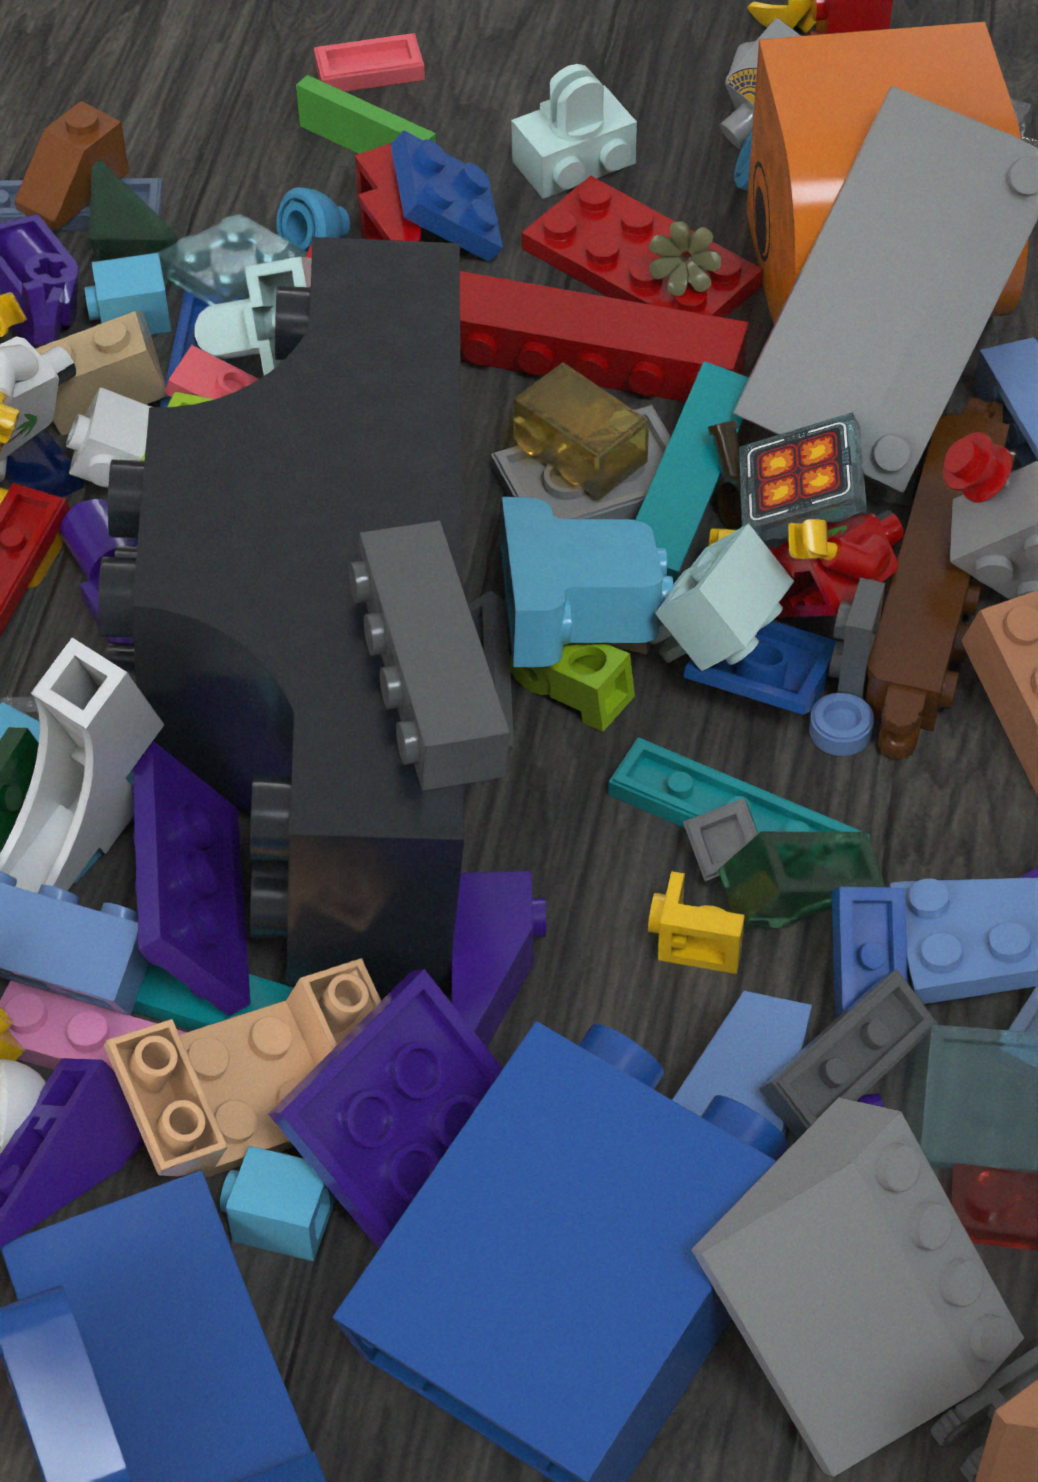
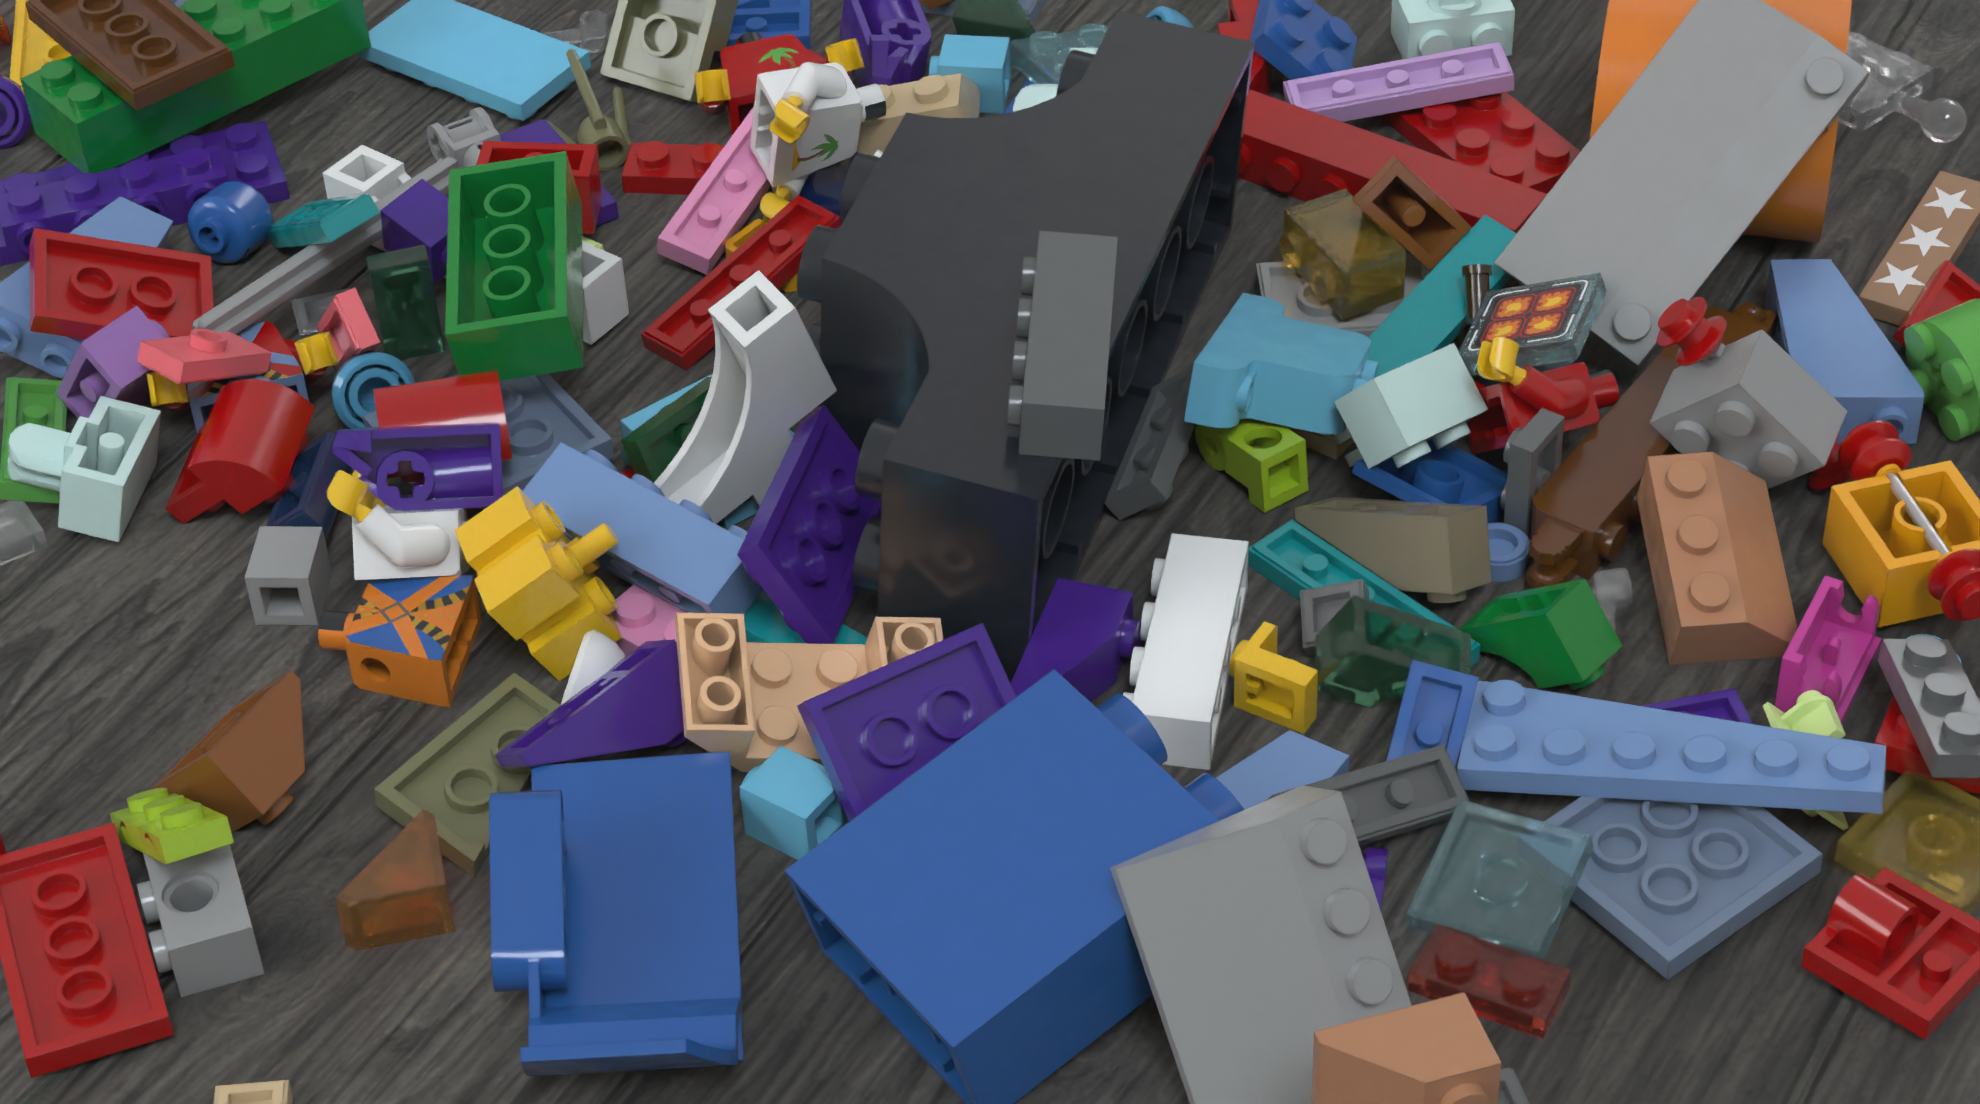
camera: 20 degrees right, 10 degrees down
(563, 224) = (1404, 83): none -> lavender tile
(600, 913) = (1190, 643): none -> white brick
(642, 379) = (1412, 212): none -> dark orange slope
(678, 264) = (1507, 129): olive plant -> none
(762, 740) = (1408, 543): none -> dark tan slope
(932, 808) = (1549, 633): none -> green arch
(960, 747) = (1612, 590): none -> clear hand

